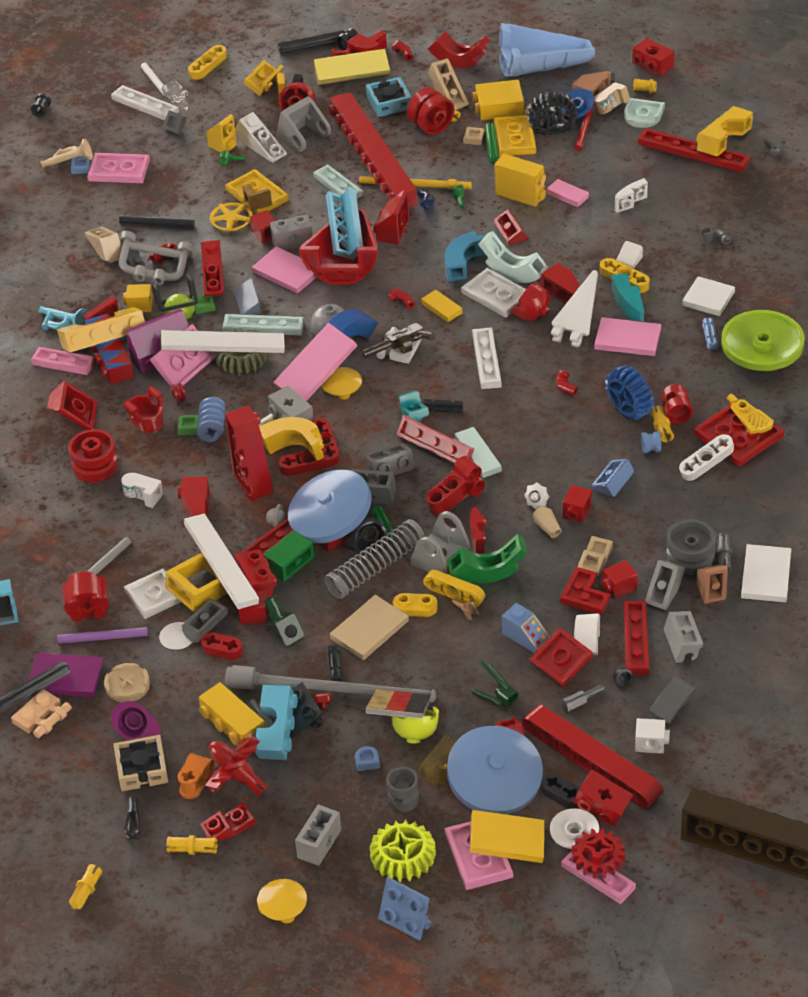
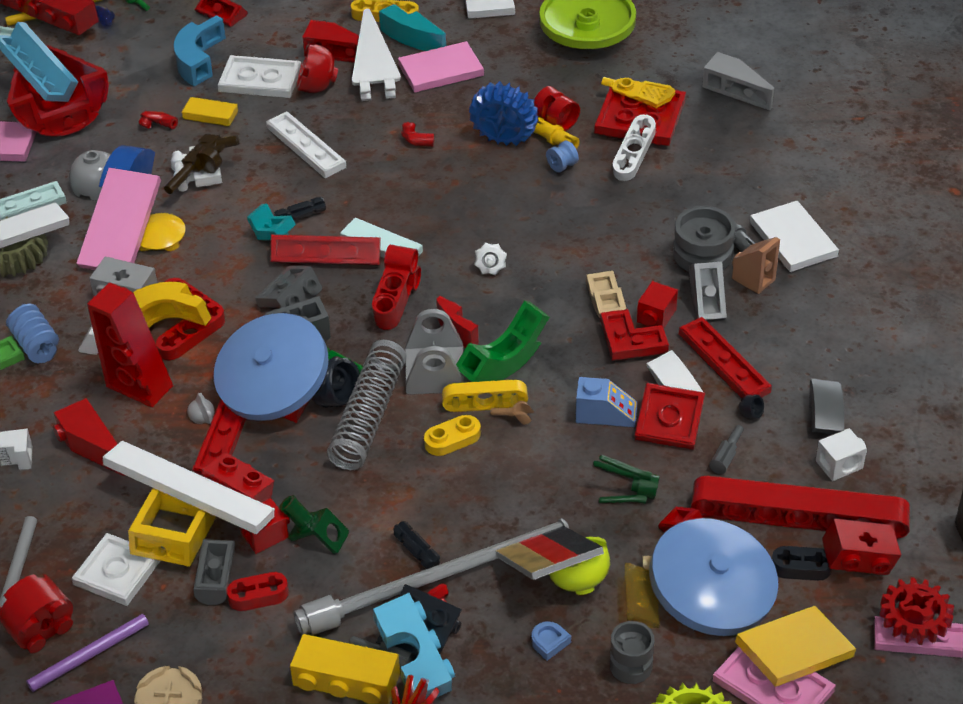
camera: 35 degrees left, 0 degrees up
(173, 637) = (183, 609): white sticker -> none
(289, 555) = (259, 442): green brick -> none
(369, 627) = (420, 485): tan tile -> none
(393, 219) = (83, 38): red slope -> none
(509, 265) = (261, 43): light aqua arch -> none
(546, 521) = (524, 281): tan cone -> none
(571, 822) = (854, 588): white dish -> none
(577, 503) = (541, 248): red brick -> none
(613, 477) = (549, 208): medium blue slope -> none
(682, 635) = (776, 334): light grey hinge -> none
(710, 333) = (523, 32): medium blue axle -> none

